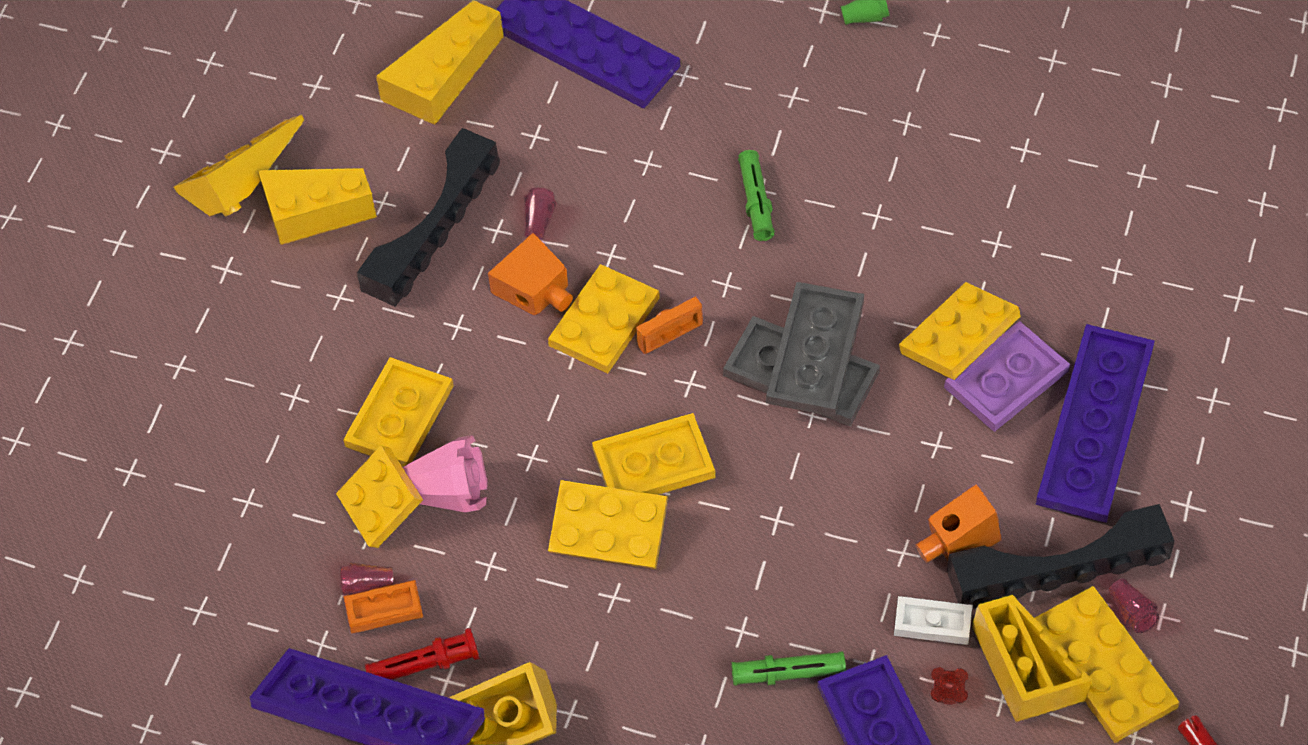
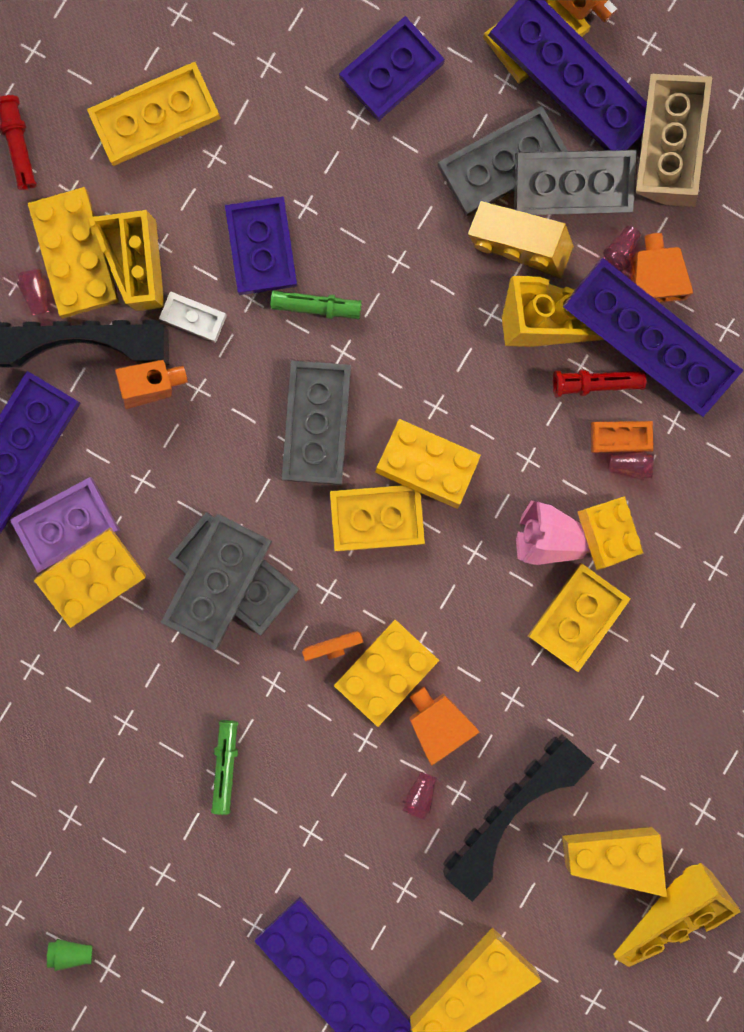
camera: 170 degrees left, 30 degrees up
(751, 542) = (316, 422): none -> flat silver plate
(946, 695) = (200, 268): clear red plate -> none

